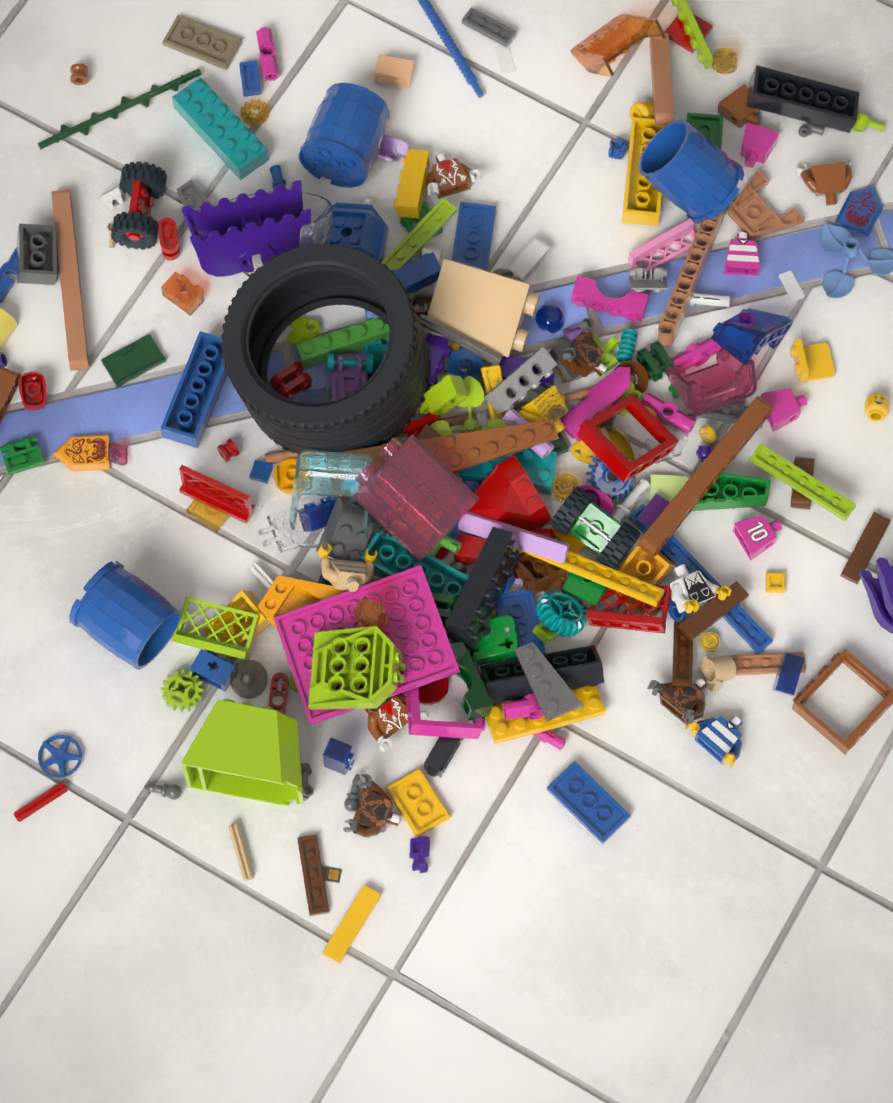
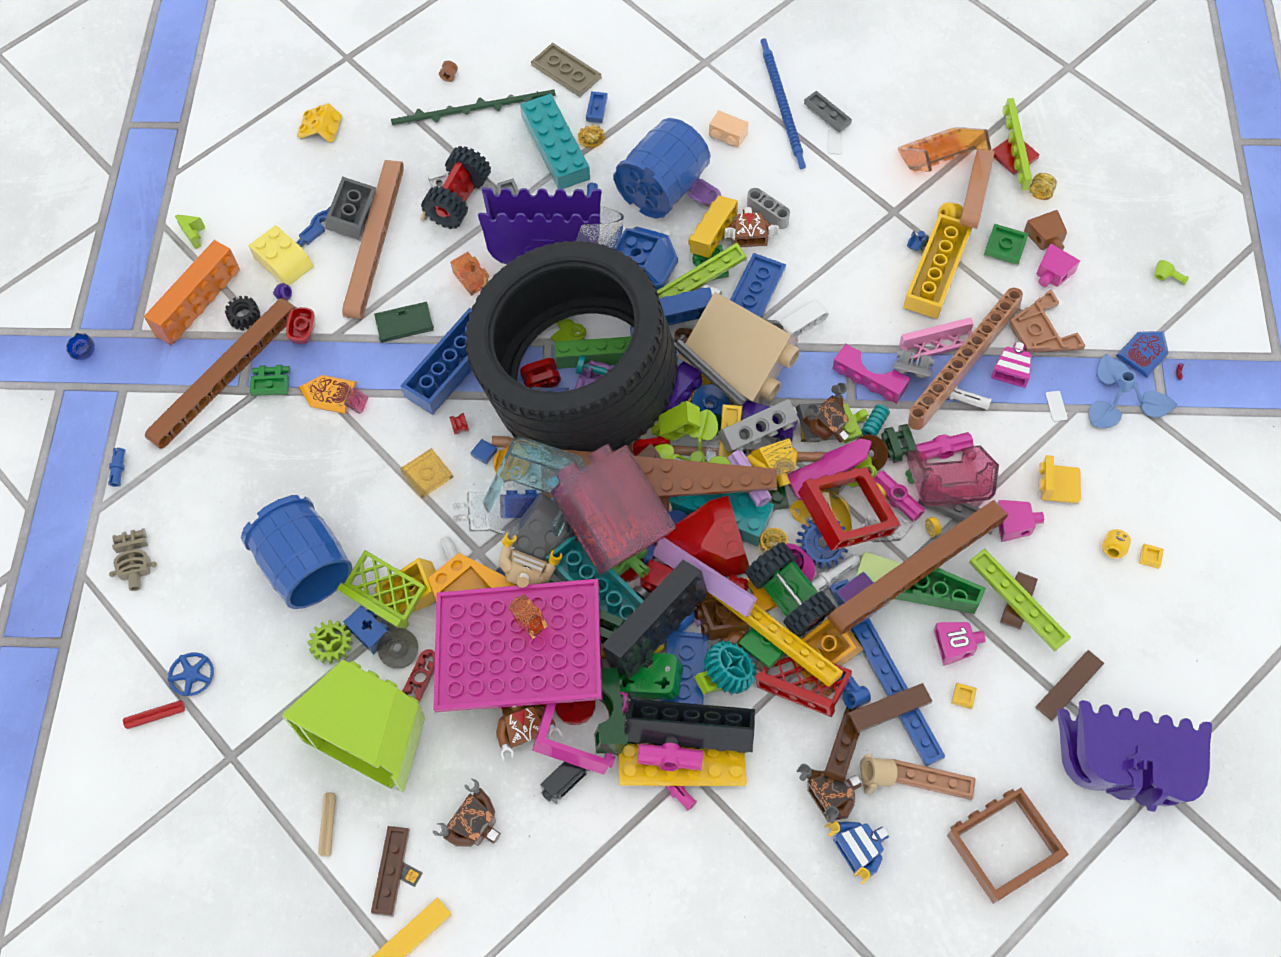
camera: 20 degrees right, 5 degrees down
(169, 239) = (471, 225): red brick -> none
(171, 791) = (281, 740): dark grey bar -> none
(216, 494) = (429, 461): red fence -> none
(268, 62) = (619, 90): dark pink piece -> none
(307, 789) = (414, 777): flat silver bar -> none
(338, 756) = (456, 752): clear blue brick -> none
(352, 801) = (459, 798): dark grey bar -> none
(379, 676) = (513, 682): lime hinge -> none
(418, 803) = (523, 825): yellow tile -> none
(418, 852) = (505, 878): dark purple plate -> none
(469, 149) = (770, 208): none -> light grey beam
(546, 684) = (689, 740): flat silver wing -> none
(550, 318) = (807, 378): clear blue hair -> none
(572, 332) = (823, 395): medium lavender tile -> none
(588, 802) = (699, 877): blue plate -> none
(690, 171) = (982, 269): blue piece -> none
(694, 589) = (874, 680): torso -> none
(703, 452) = (923, 541): dark purple plate -> none
(709, 642) = (877, 739): yellow tile -> none
(751, 331) = (1001, 435): clear blue windscreen -> none
(788, 674) = (952, 797): clear blue brick -> none
(803, 99) = (1112, 234): black brick -> none
(809, 129) = (1111, 265): dark grey arm -> none
(827, 179) = (1117, 313): dark orange torso -> none

